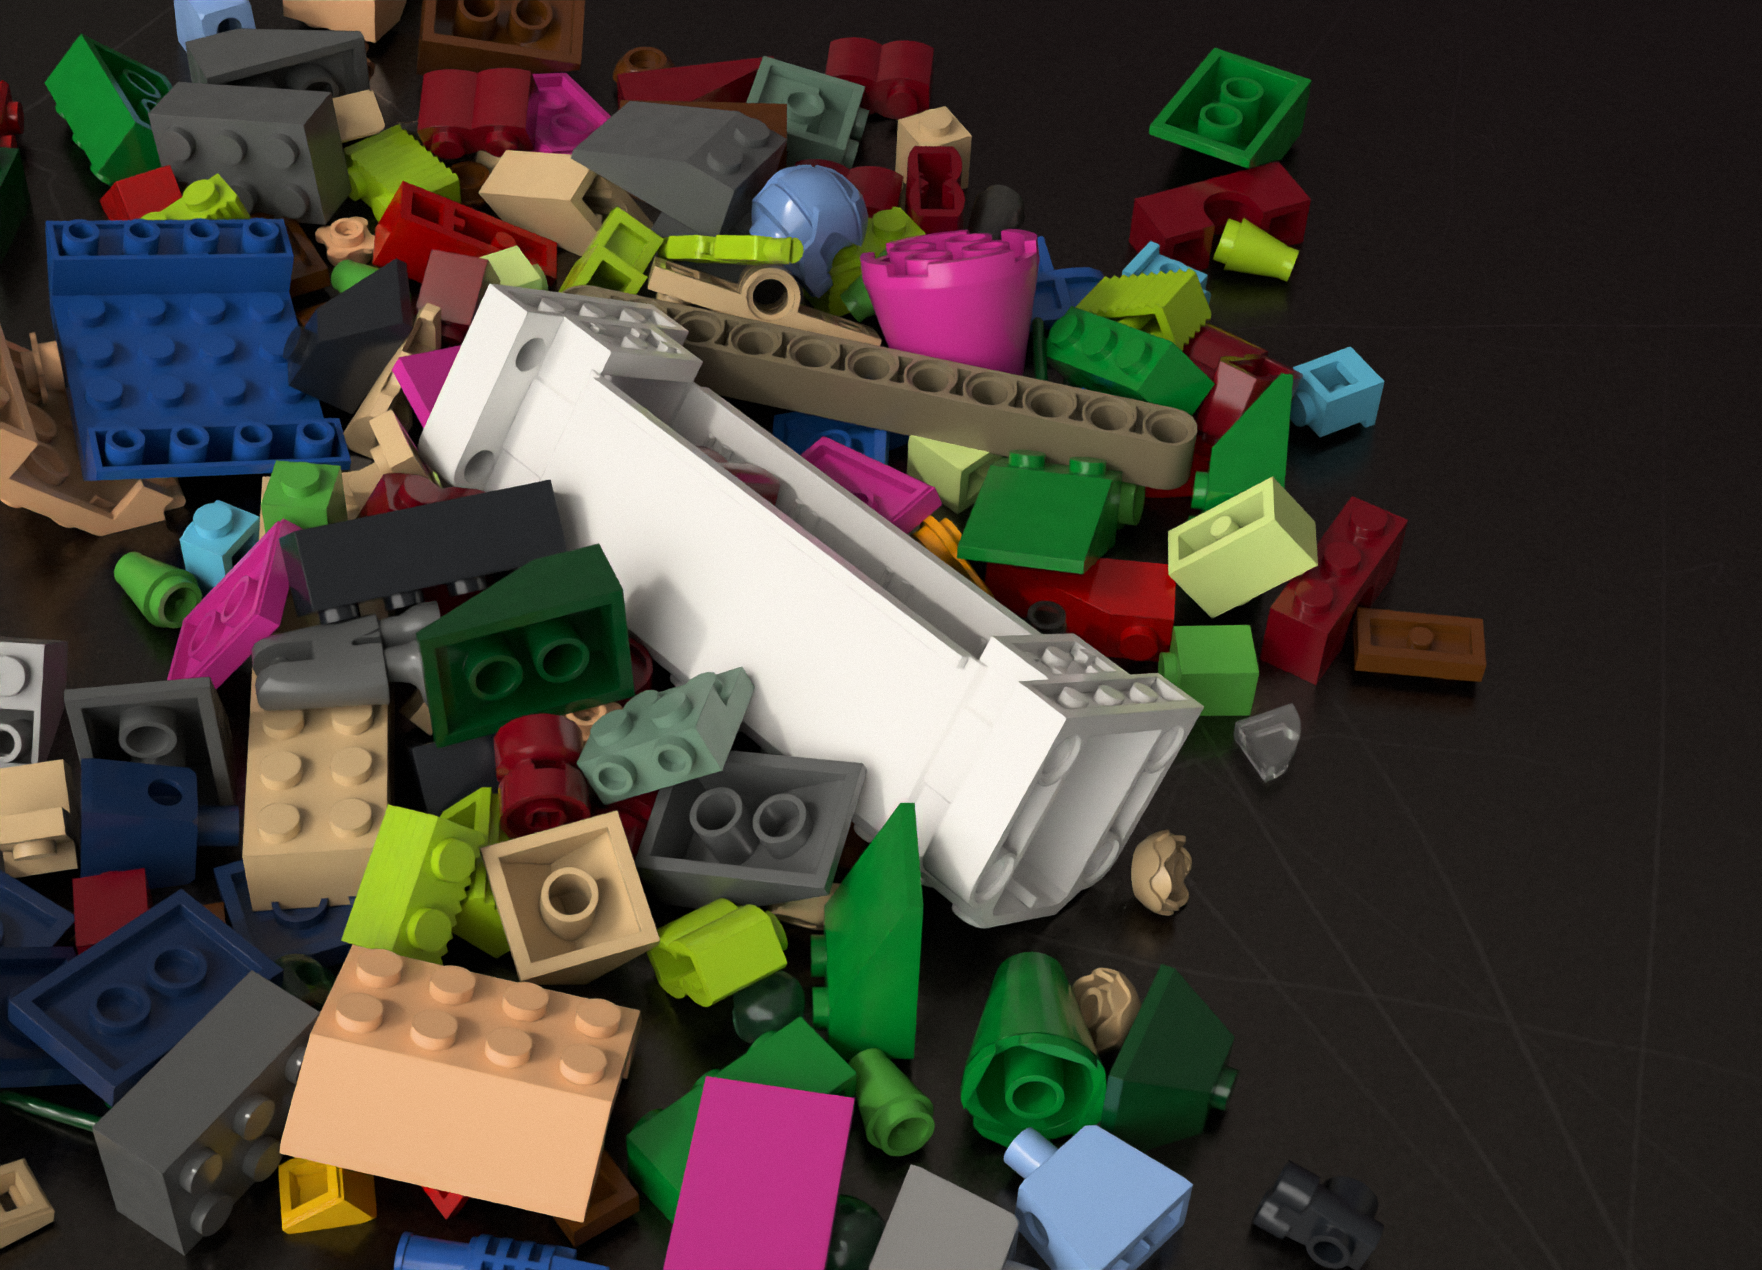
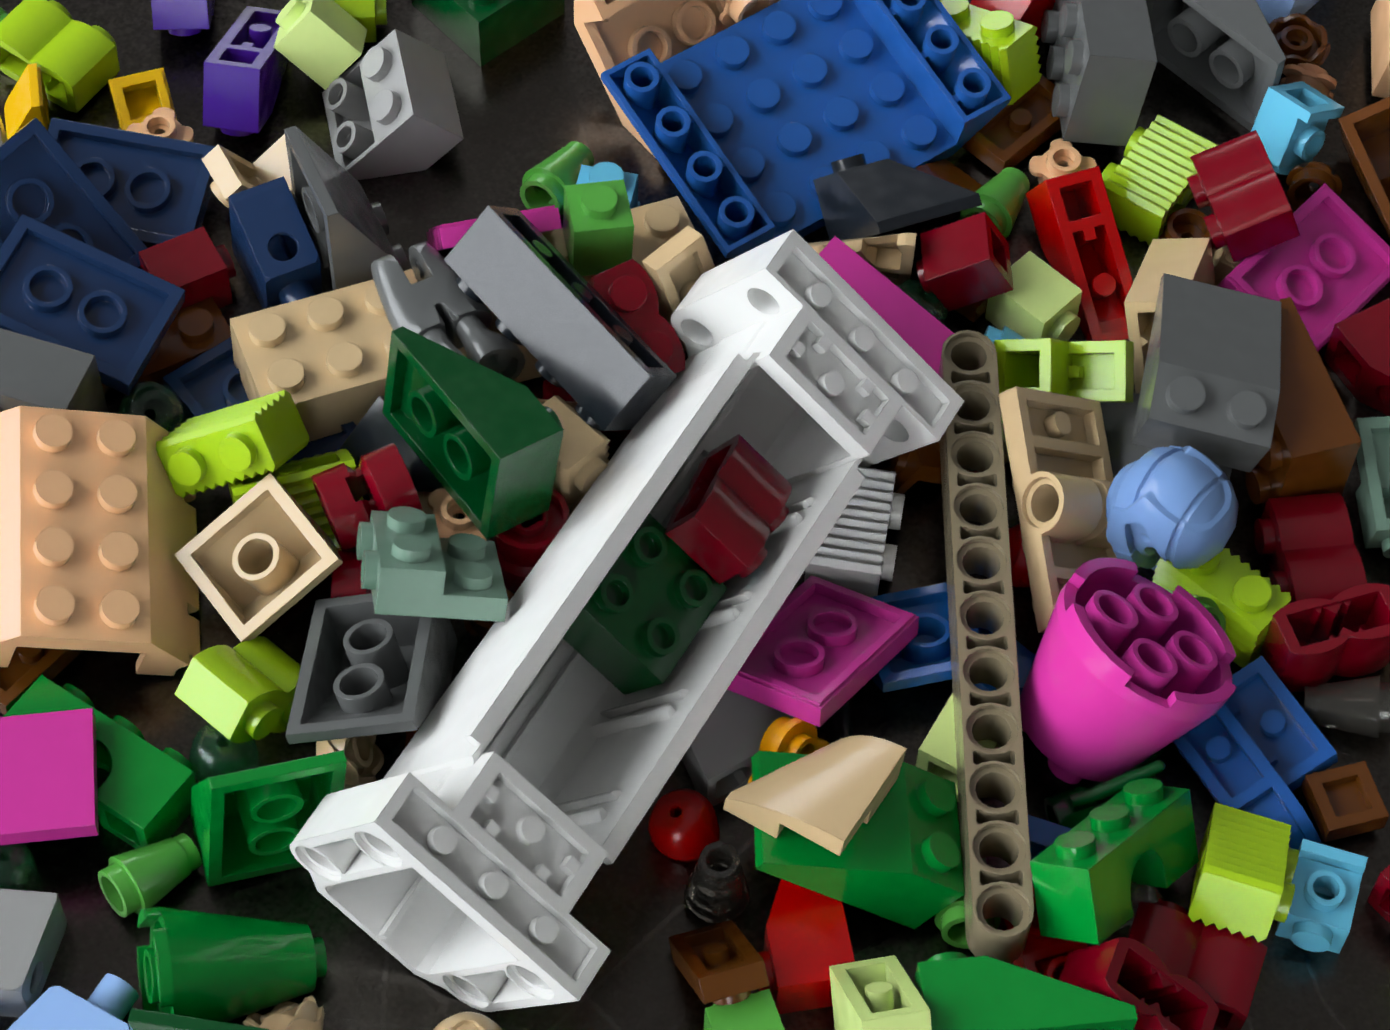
camera: 75 degrees right, 10 degrees up
(358, 115) = (1193, 106): tan slope -> none
(397, 78) = (1294, 123): none -> medium azure brick
(731, 249) = (1076, 446): lime piece -> none
(1029, 497) = (823, 792): none -> tan slope
(1078, 249) = (1344, 801): none -> reddish brown plate
(1152, 642) = (719, 963): none -> reddish brown plate

